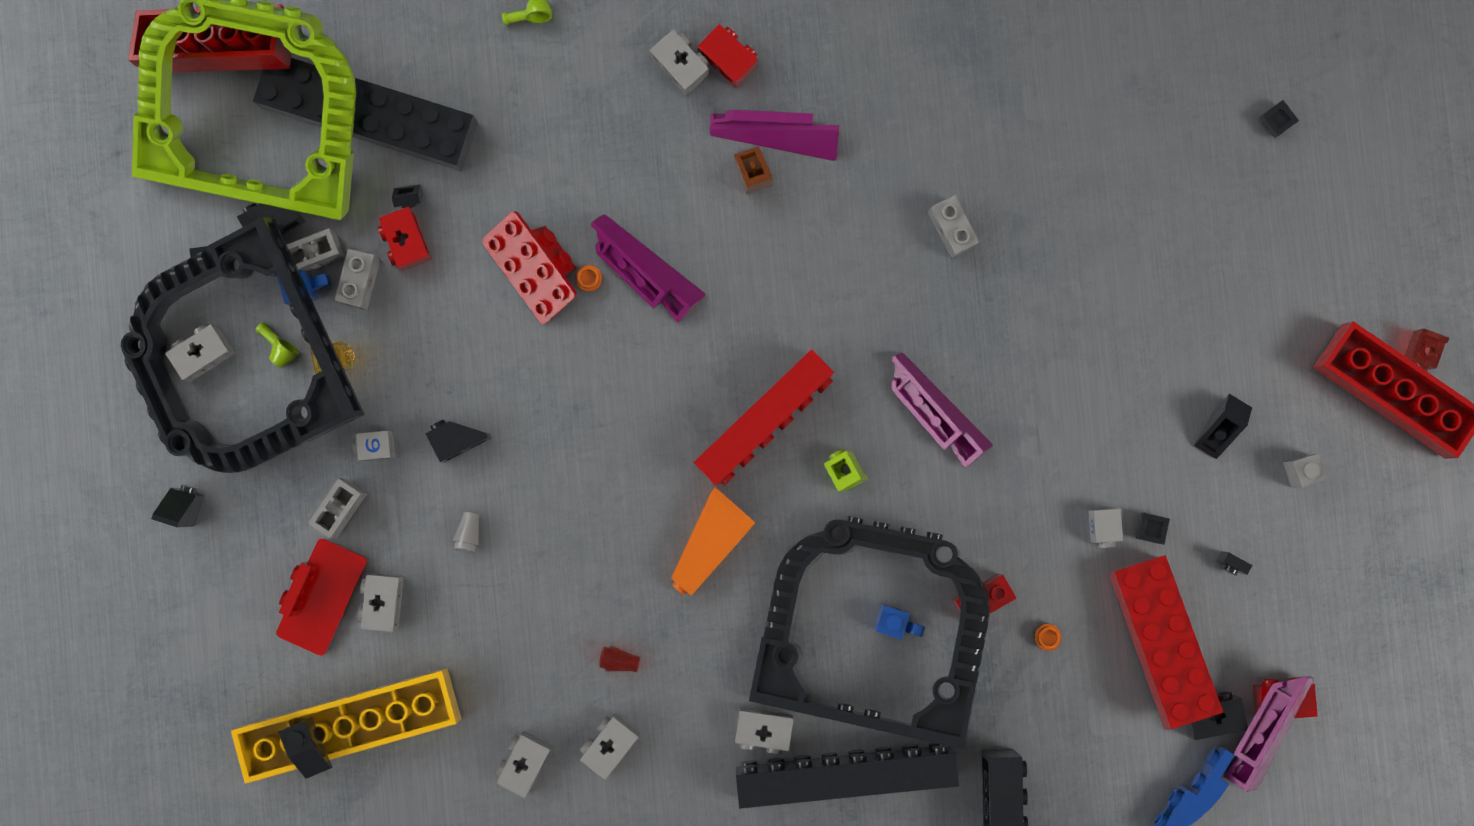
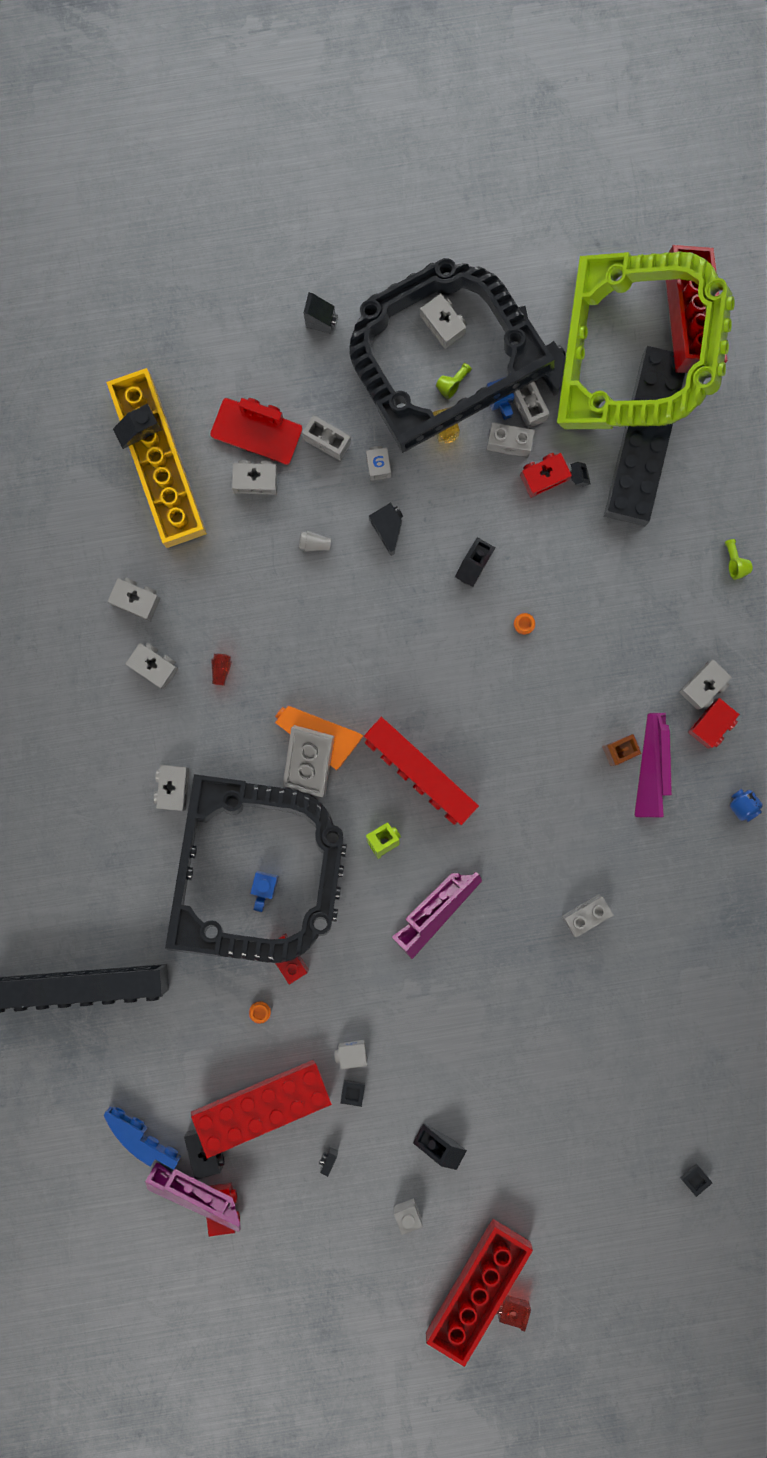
camera: 90 degrees right, 0 degrees up
(507, 334) = (474, 562): none -> black slope
(533, 265) = (531, 578): bracket -> none
(645, 270) = (533, 668): magenta wedge -> none
(741, 557) = (308, 761): none -> light grey tile
(830, 24) = (746, 805): none -> blue head
(846, 775) = (139, 855): black brick -> none

